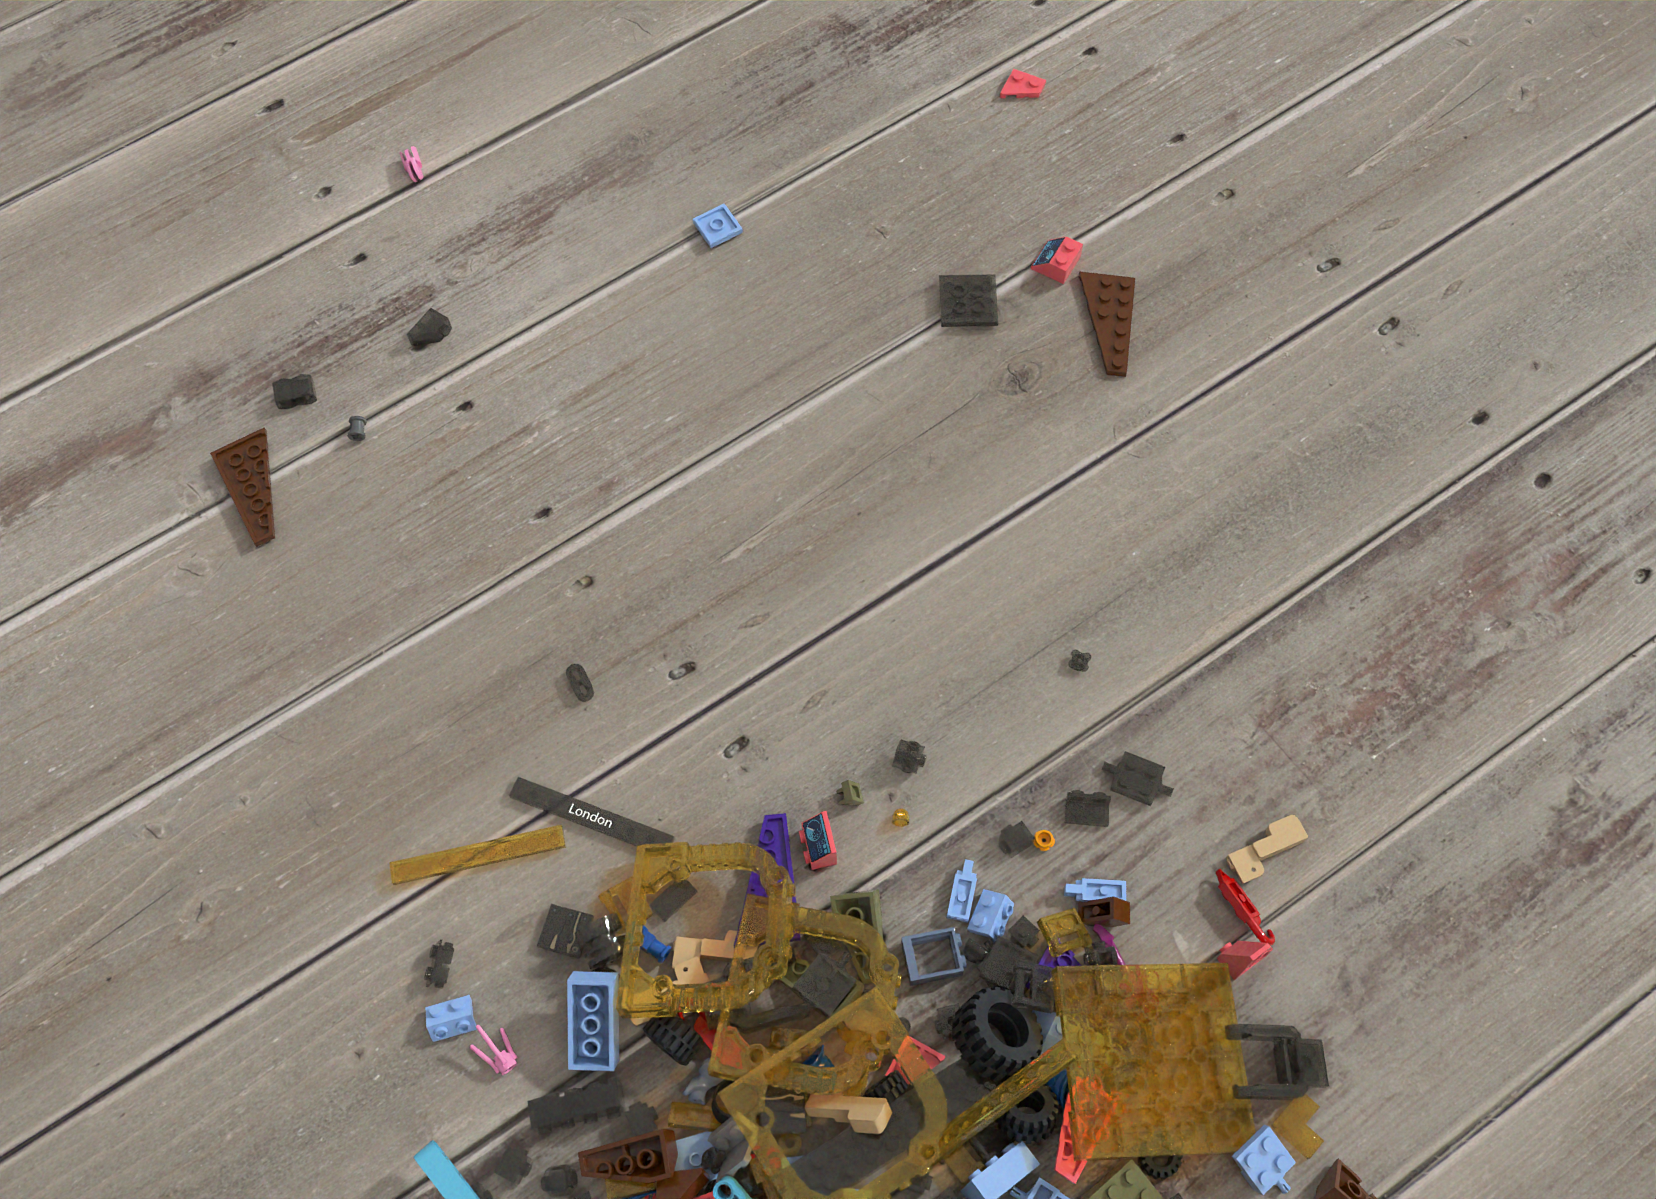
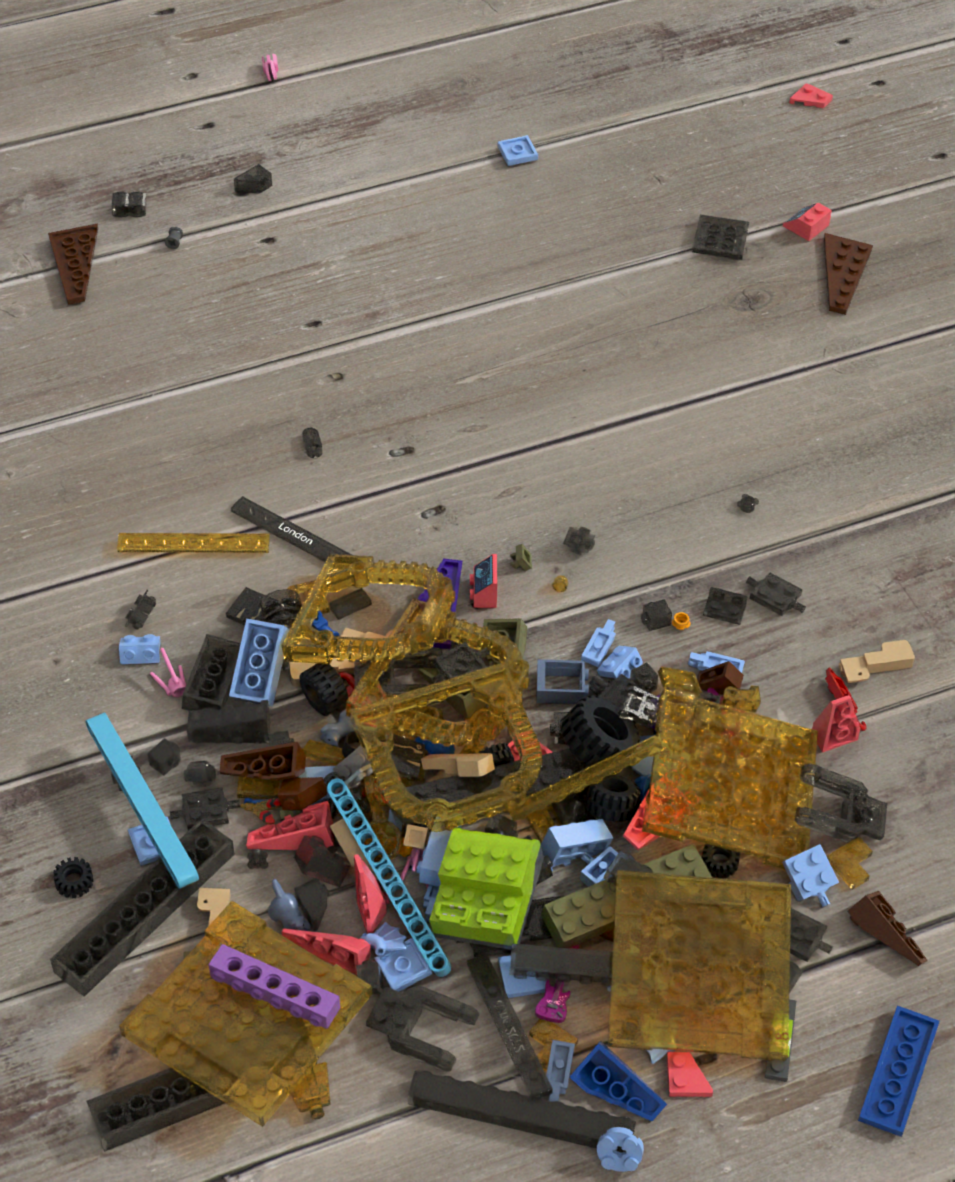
camera: 10 degrees right, 15 degrees down
(542, 1042) = (211, 675): none -> clear smoke brick
(1134, 936) = (742, 698): none -> clear yellow leg

